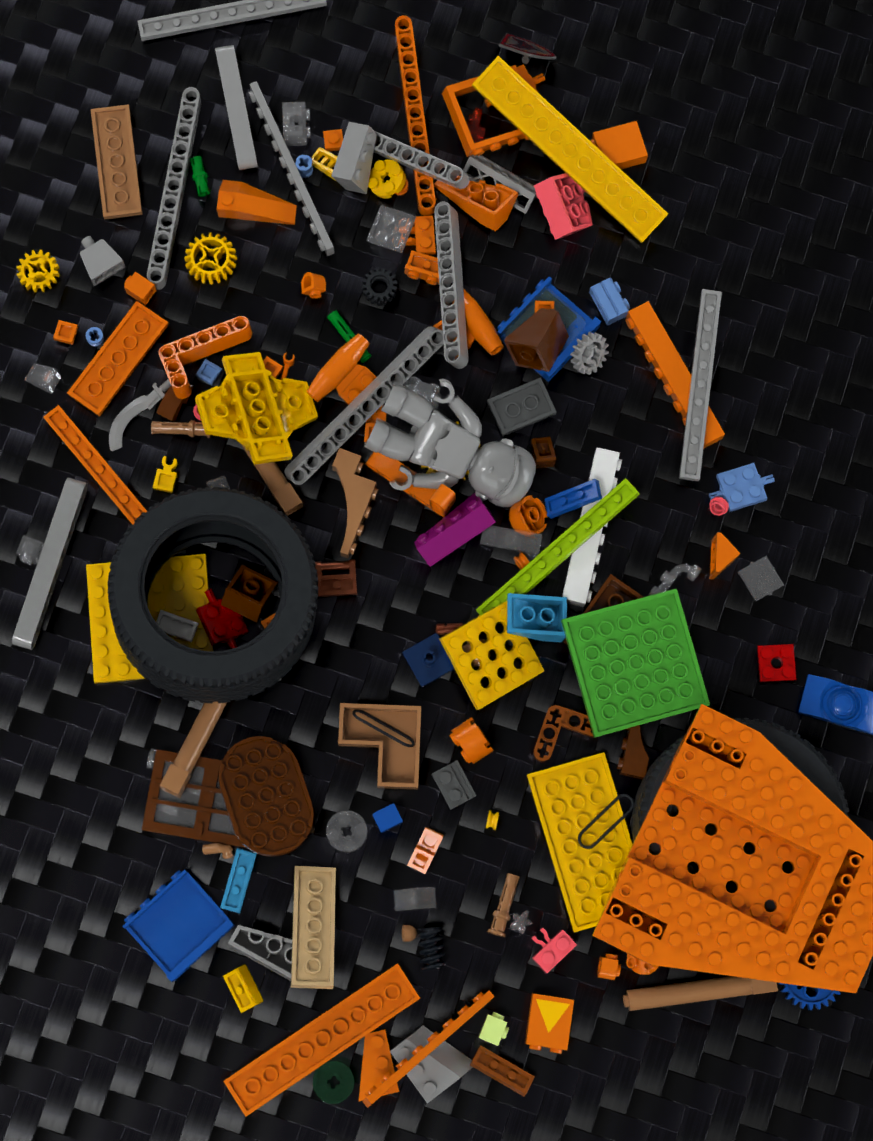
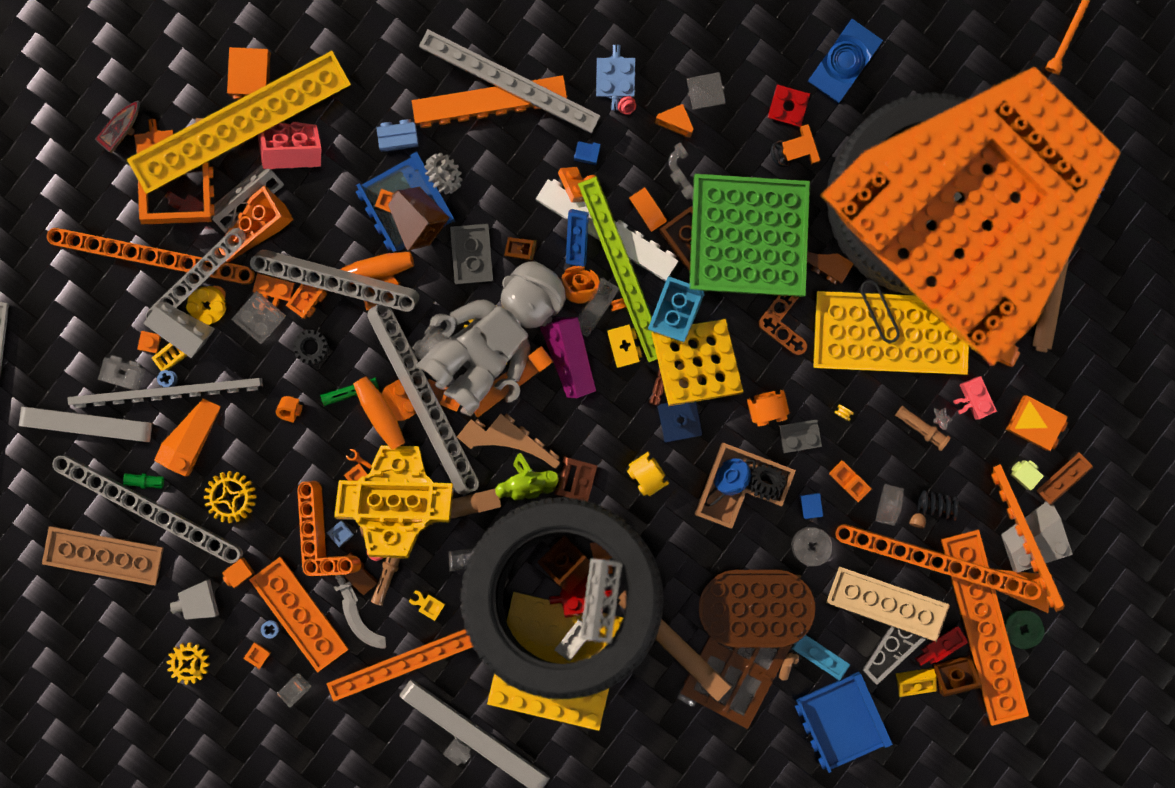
camera: 65 degrees left, 10 degrees up
(223, 615) = (596, 600): none -> light grey fence
(263, 1026) = (956, 676): none -> reddish brown slope
(288, 1002) = (943, 647): none -> red hinge
(317, 529) = (527, 483): none -> lime piece
(364, 644) = (647, 474): none -> yellow brick
(371, 975) = (945, 568): none -> orange beam
(390, 727) = (732, 477): none -> blue tile
(404, 763) = (763, 489): none -> black tyre
(488, 570) = (616, 337): none -> yellow brick
(625, 559) = (647, 209): none -> orange slope
(629, 472) = (570, 178): none -> orange plate
(658, 484) = (587, 152): none -> blue panel
(737, 683) = (796, 148): none -> orange piece

